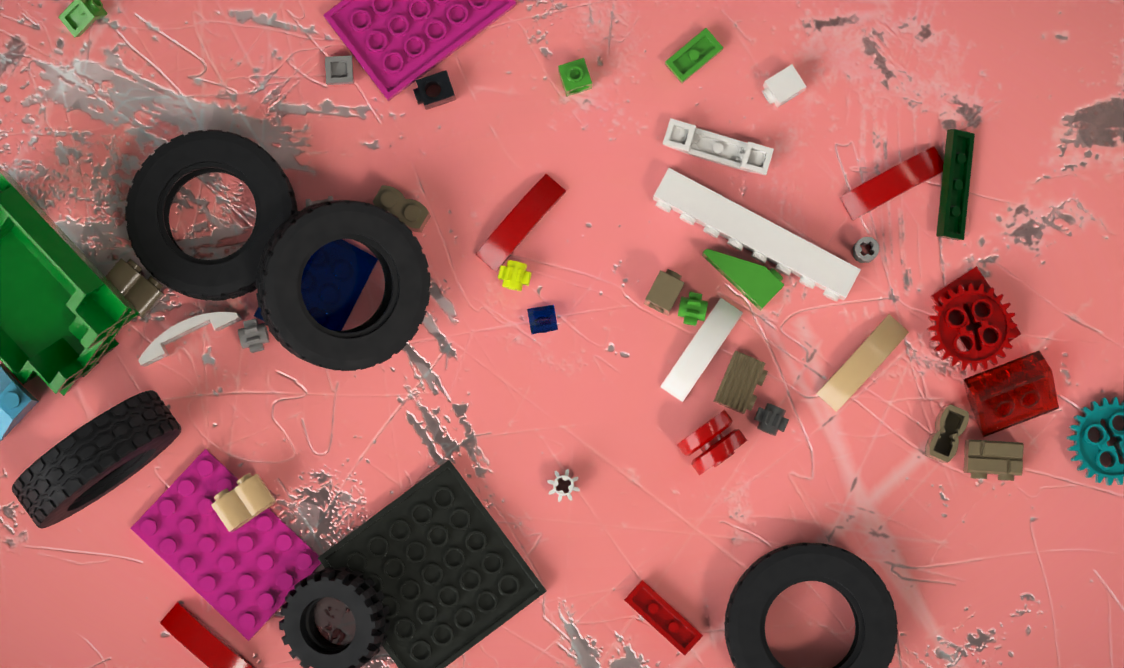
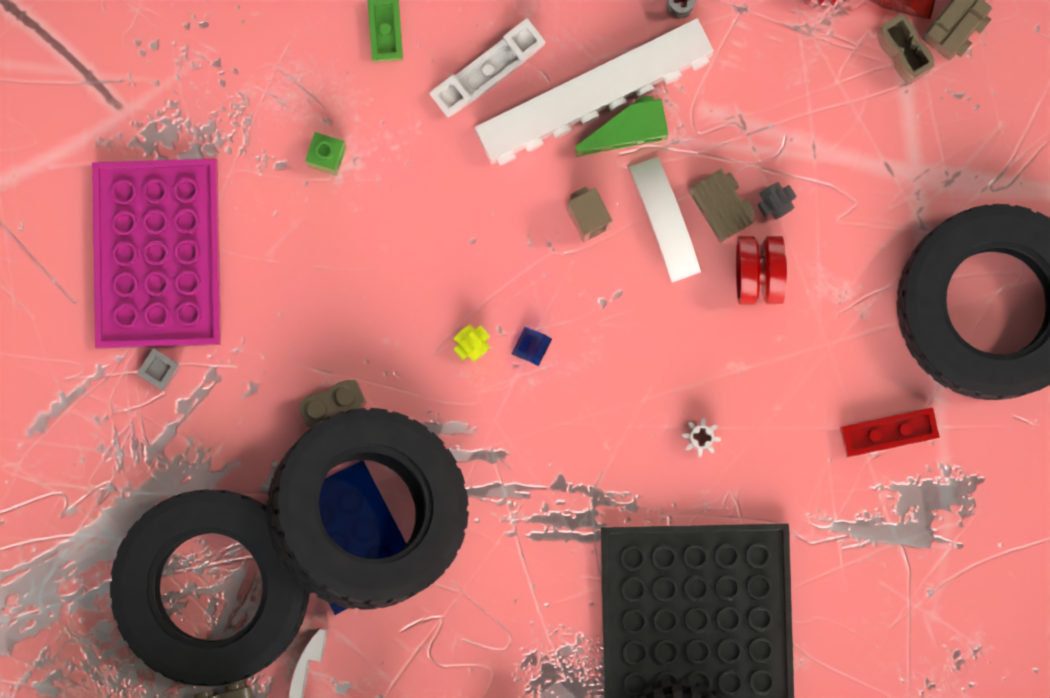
camera: 55 degrees left, 0 degrees up
(253, 335) = (352, 628): light grey gear -> none
(440, 79) = (236, 281): black brick -> none
(520, 222) = (425, 302): red slope -> none
(692, 308) = (621, 199): bright green gear -> none
(862, 363) = (784, 80): tan slope -> none

